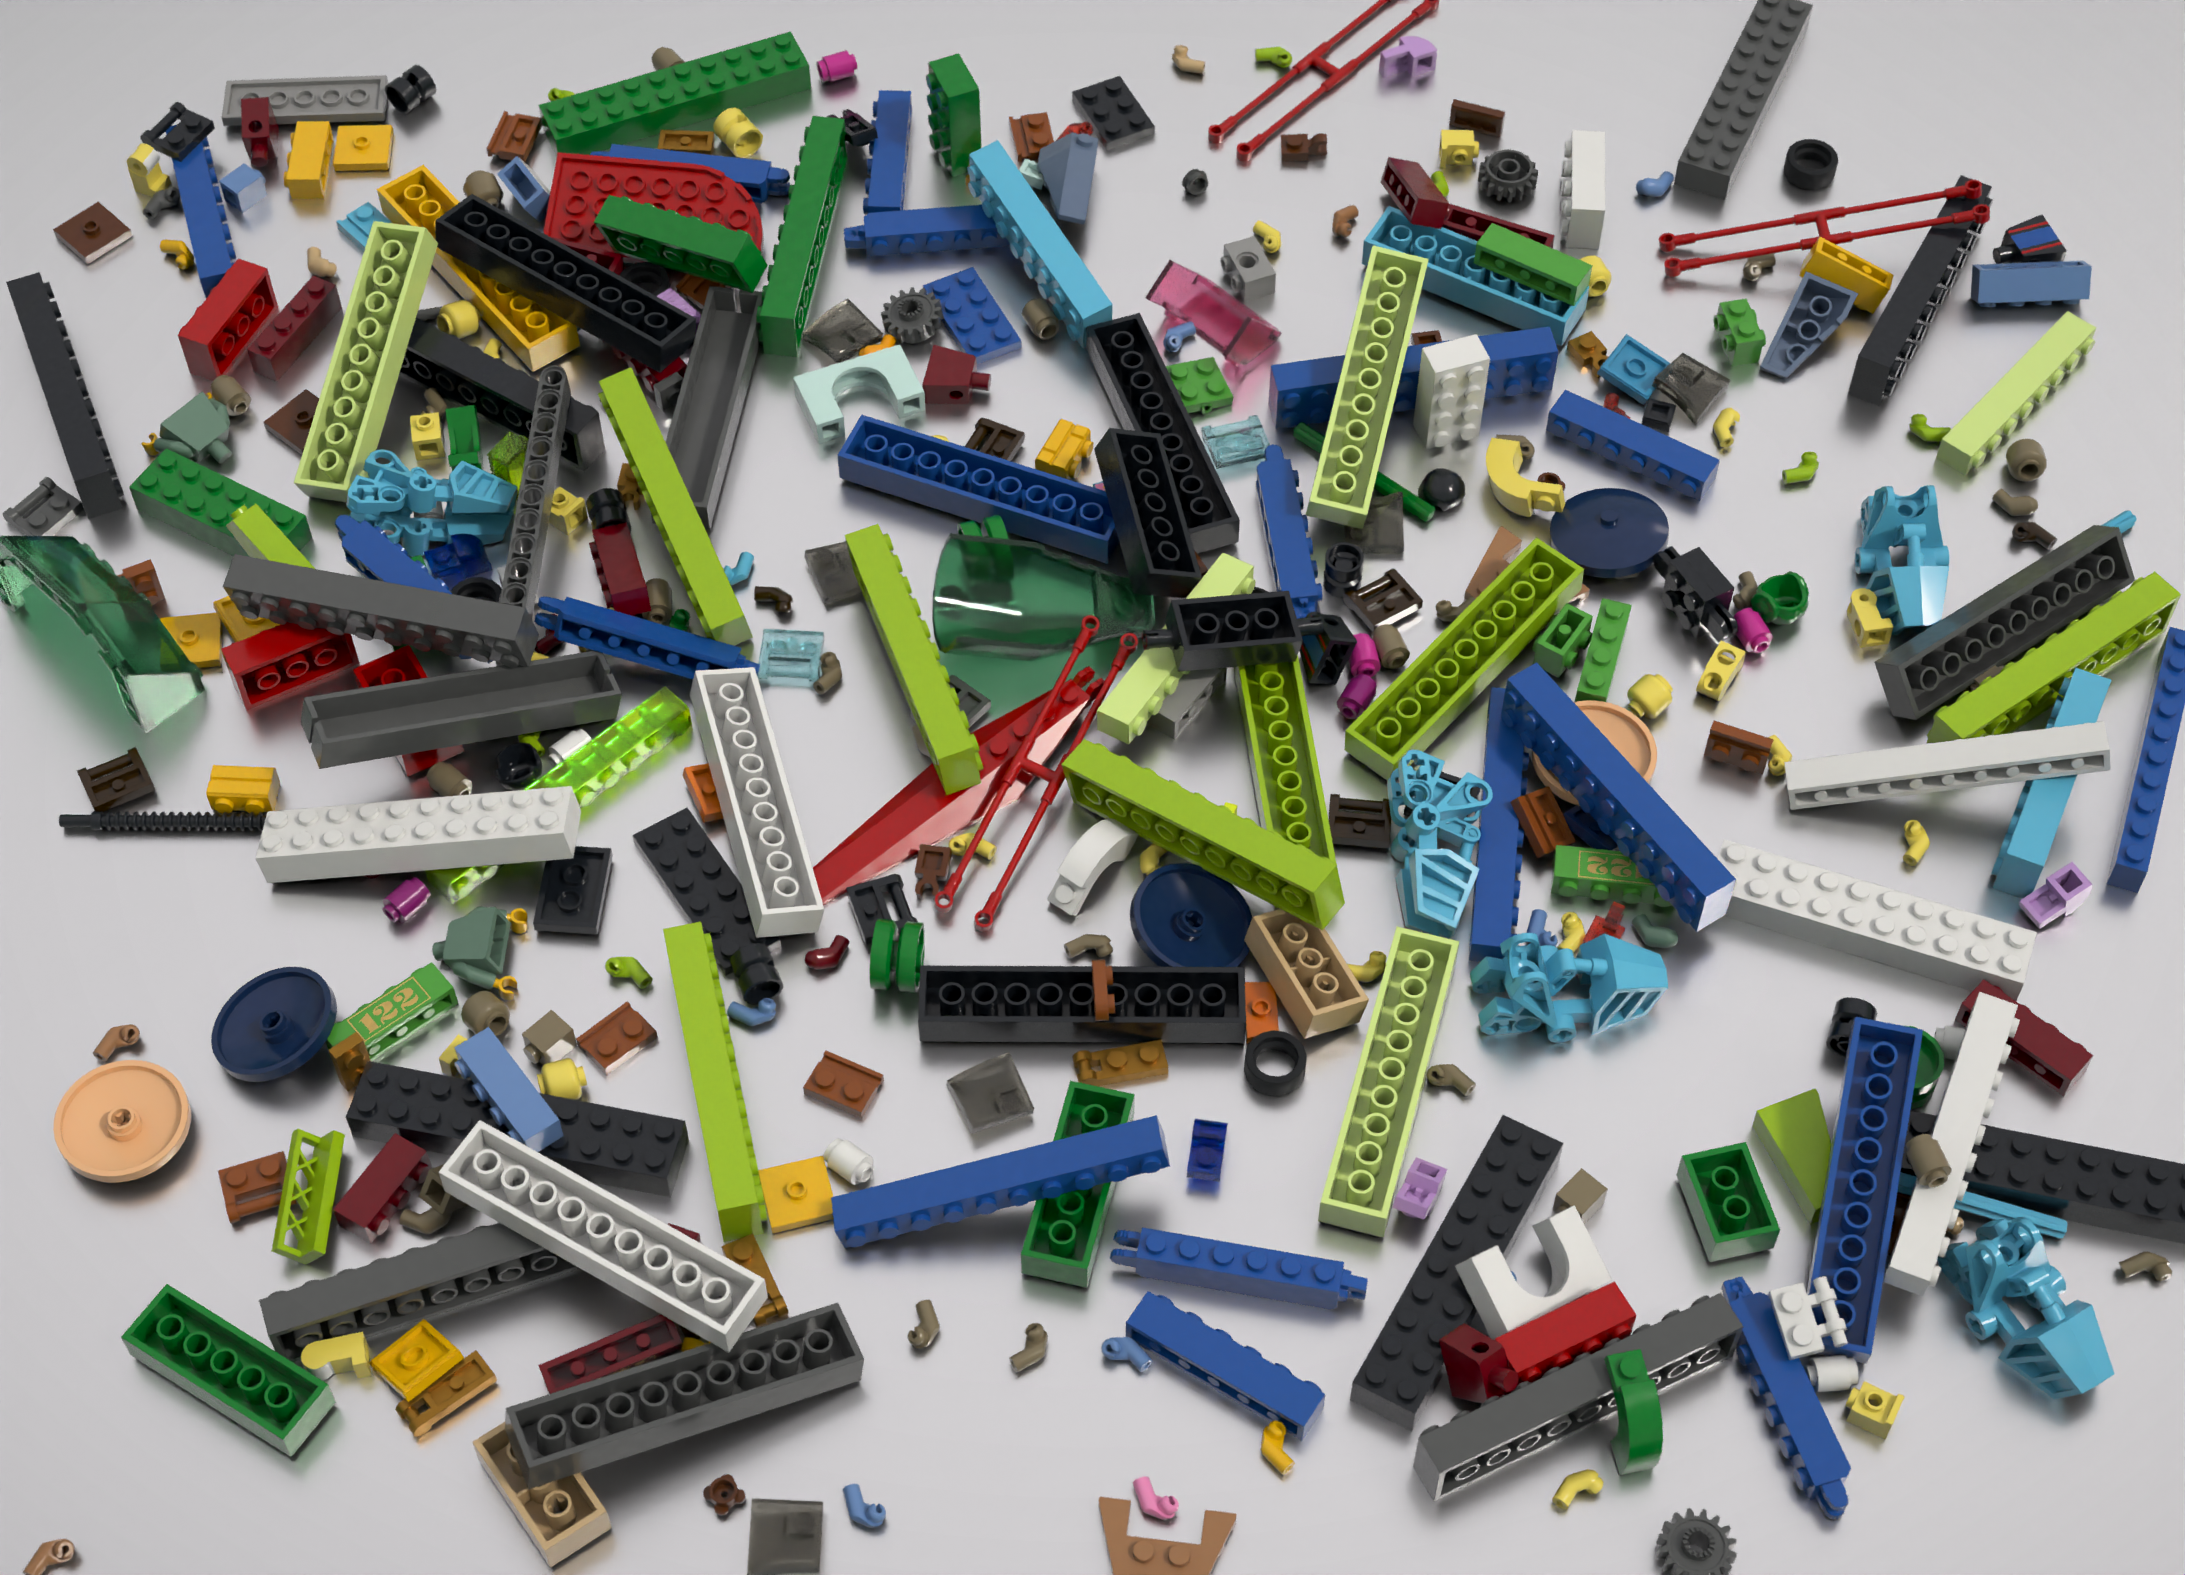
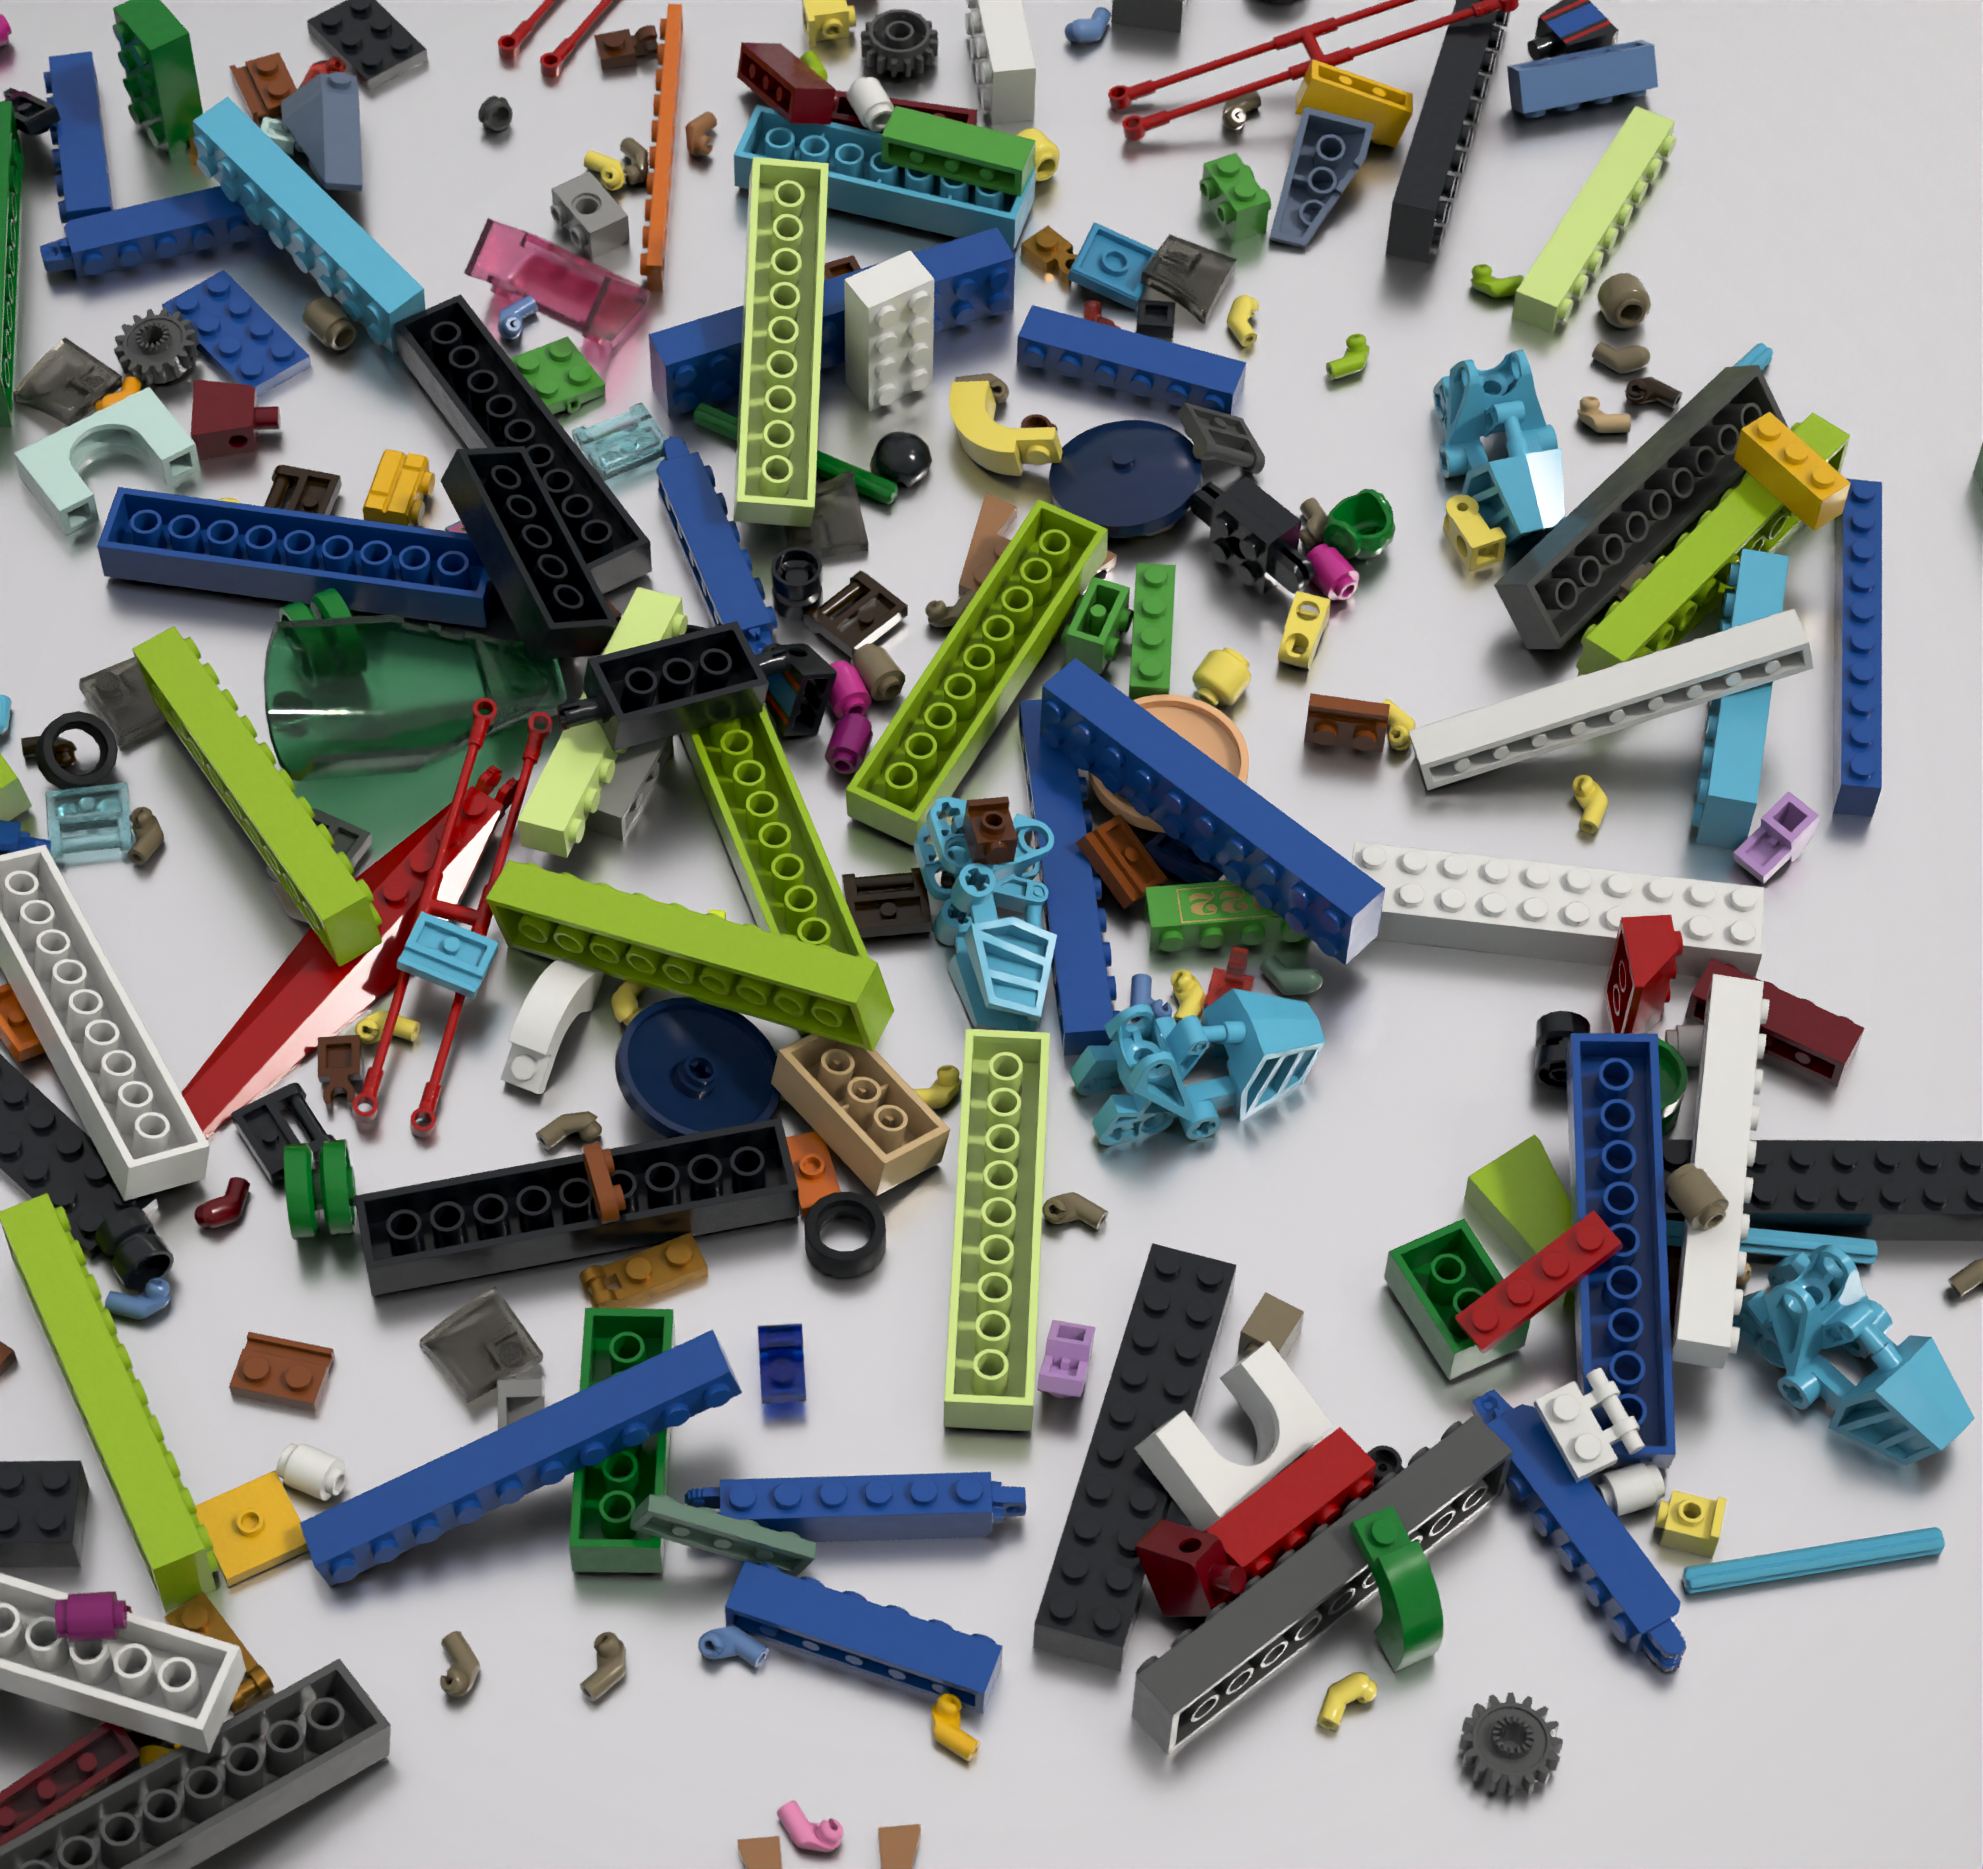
camera: 15 degrees left, 0 degrees up
(662, 1235) = (90, 1616): none -> magenta brick
(807, 587) = (93, 726): none -> black tyre
(1008, 1137) = (519, 1398): none -> light grey panel
(1025, 800) = (447, 955): none -> medium azure plate
(1134, 1268) = (721, 1534): none -> sand green plate
(1294, 233) = (639, 158): none -> dark tan arm
(1311, 233) = (661, 157): none -> orange plate
(1443, 781) = (990, 831): none -> reddish brown brick
(1473, 217) = (870, 103): none -> white brick
(1646, 1310) = (1386, 1457): none -> black plate
(1688, 514) = (1221, 437): none -> dark grey plate
(1791, 1201) = (1538, 1282): none -> red plate
(1925, 980) = (1641, 972): none -> red slope
(1964, 1457) = (1813, 1560): none -> medium azure axle
(1987, 549) = (1599, 421): none -> tan arm
(2127, 614) = (1792, 471): none -> yellow brick

